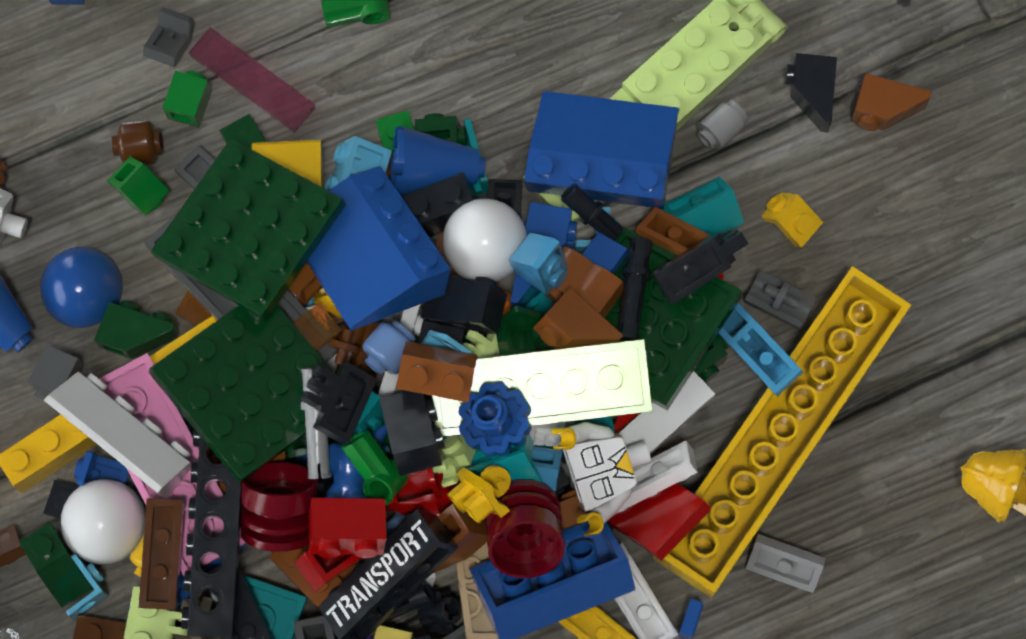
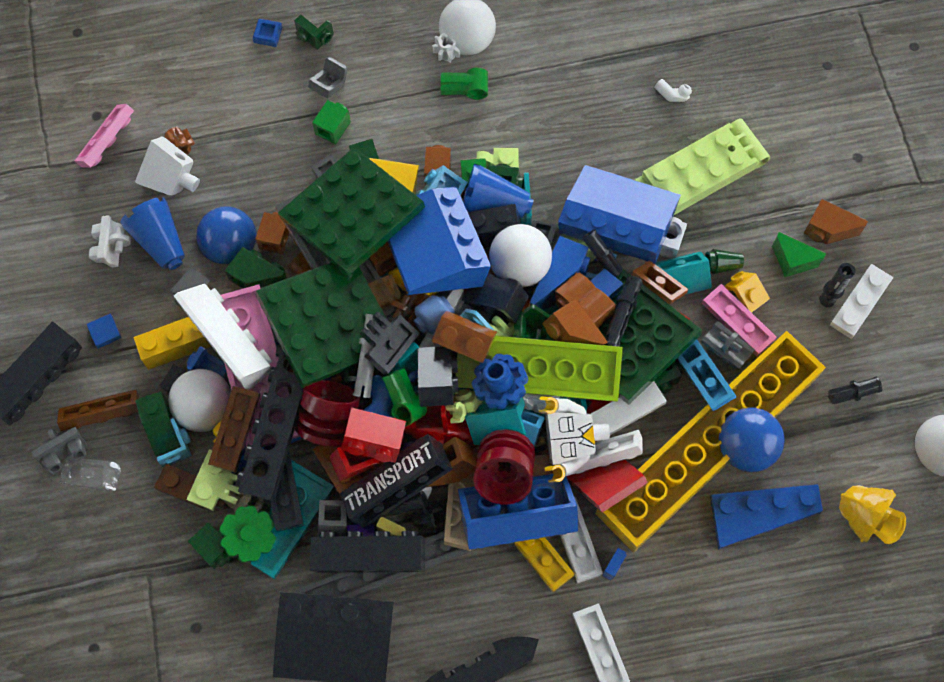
camera: 10 degrees right, 5 degrees down
(138, 186) = (283, 173): green brick -> none
(139, 141) = (290, 145): reddish brown head -> none
(143, 273) = (272, 234): none -> dark orange brick
(252, 80) = (380, 119): clear pink tile -> none
(342, 123) = (436, 157): none -> dark orange brick
(428, 100) = (500, 156): none -> yellowish green plate
(479, 494) = (476, 431): yellow hips -> none
(540, 262) = (557, 276): dark azure slope -> none
(680, 179) = (671, 246): none -> white brick
(698, 265) = (673, 304): black hinge -> none
(721, 124) = (709, 215): light grey brick -> none
(753, 183) = (724, 261): none -> dark green cone
(785, 563) = (694, 538): light grey plate -> none
(789, 261) = (739, 319): none -> bright pink plate
(813, 87) = (781, 202): black slope -> none
(834, 420) = (752, 439): none -> blue piece
(845, 157) = (795, 256): none -> green slope
(854, 513) = (751, 513): none -> blue wing
(898, 191) = (836, 294): none -> black pin
(943, 200) = (861, 301): none -> white plate
(955, 323) = (855, 390): none -> black axle

